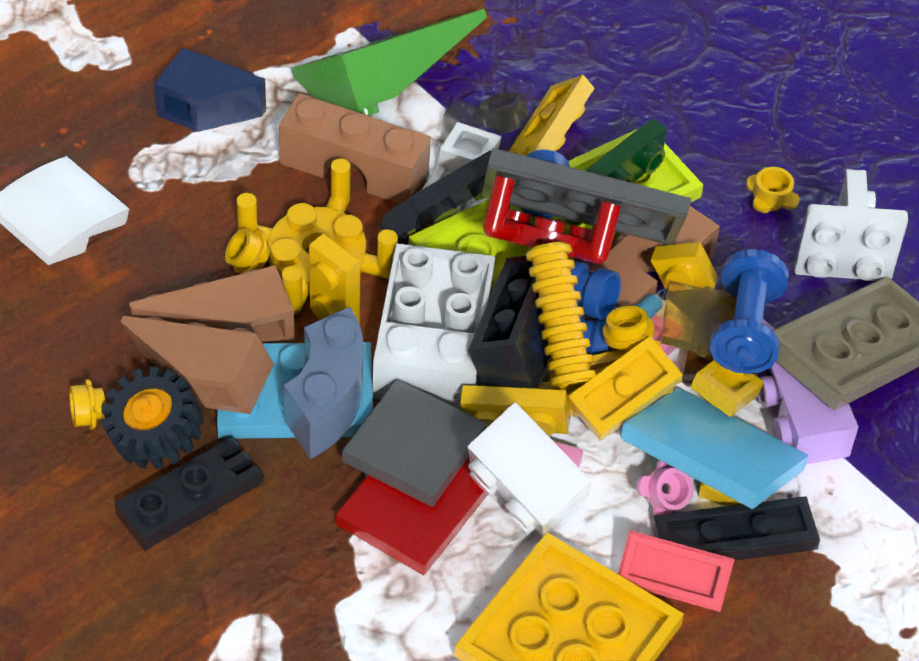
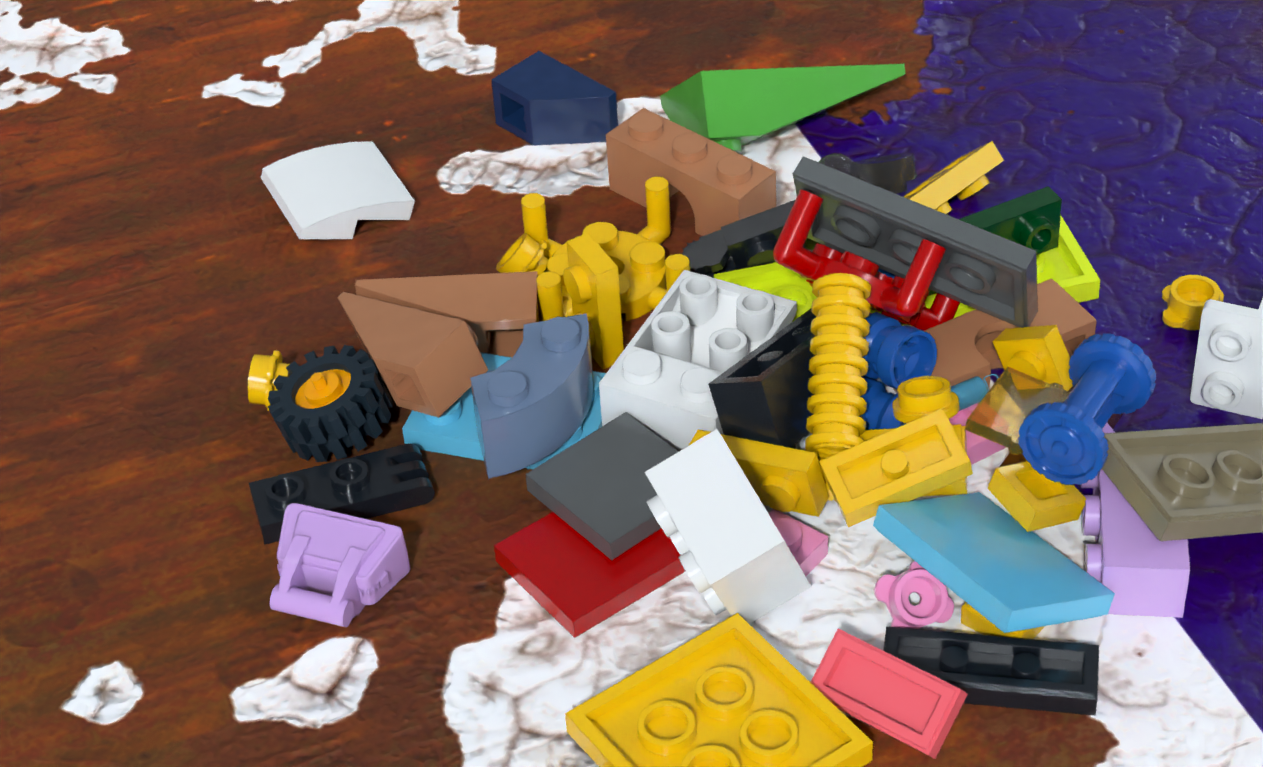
camera: 25 degrees right, 10 degrees down
(219, 554) = (335, 564): none -> lavender piece

